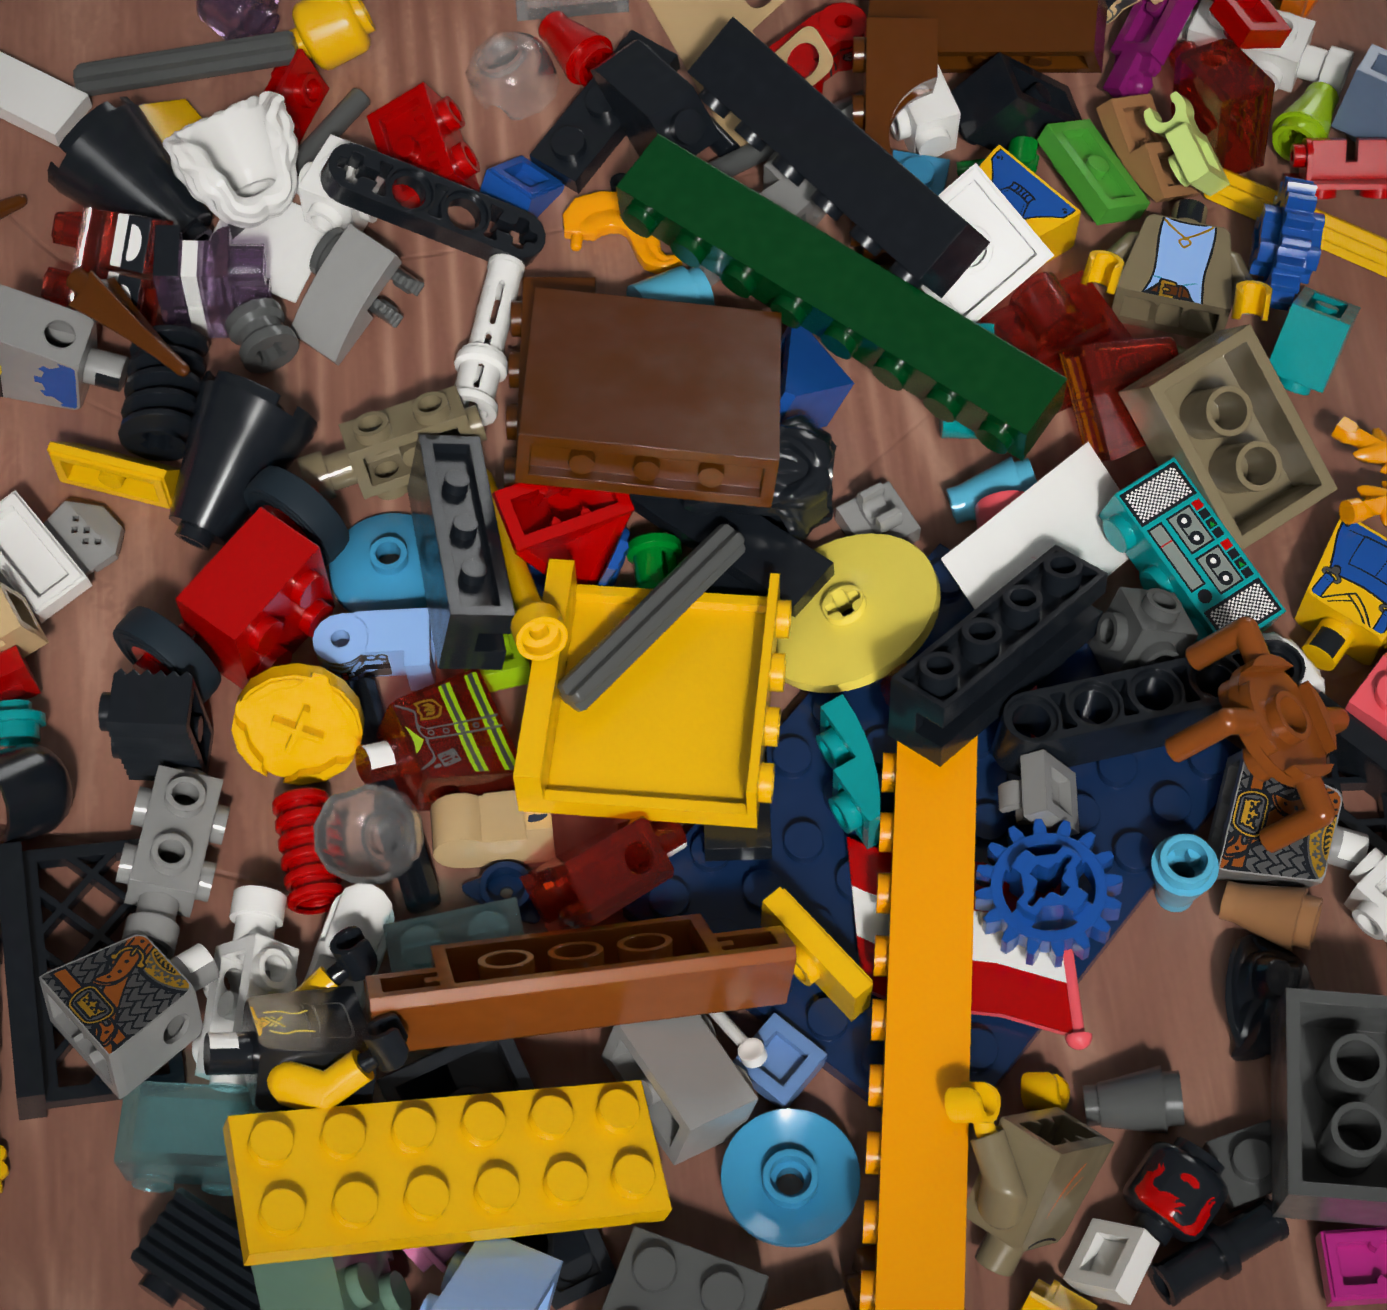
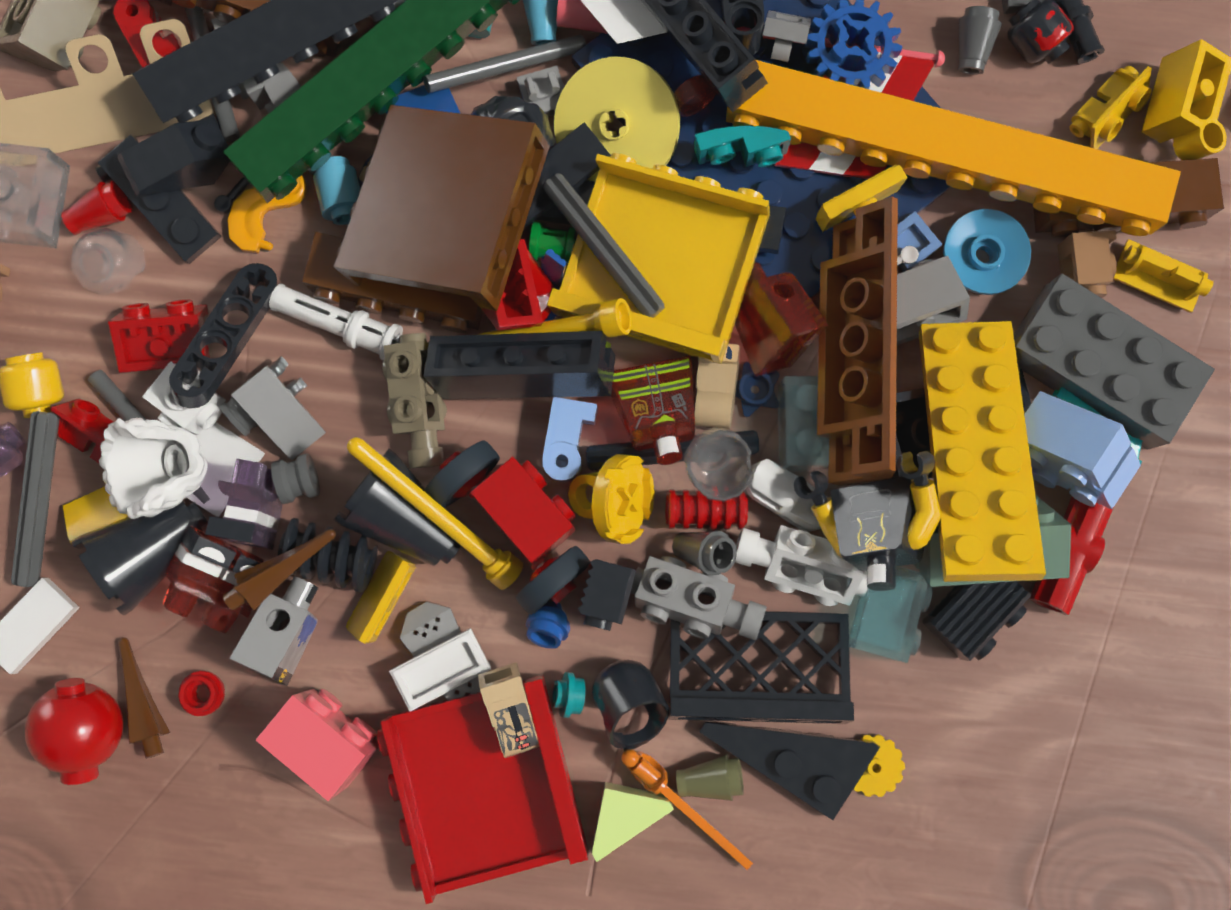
camera: 80 degrees left, 20 degrees up
(99, 671) = (548, 626): none -> blue plate
(129, 1007) = (808, 638): torso -> none
(236, 478) = (500, 566): none -> yellow piece
(240, 853) = (708, 551): none -> dark grey cone
(366, 583) = (515, 438): dark azure dish -> none
(522, 185) = (209, 275): blue slope -> none
(892, 448) = (503, 63): none -> dark grey bar
(1029, 1166) = (1022, 98): dark tan torso -> none
(1111, 1261) = (1072, 79): white plate -> none

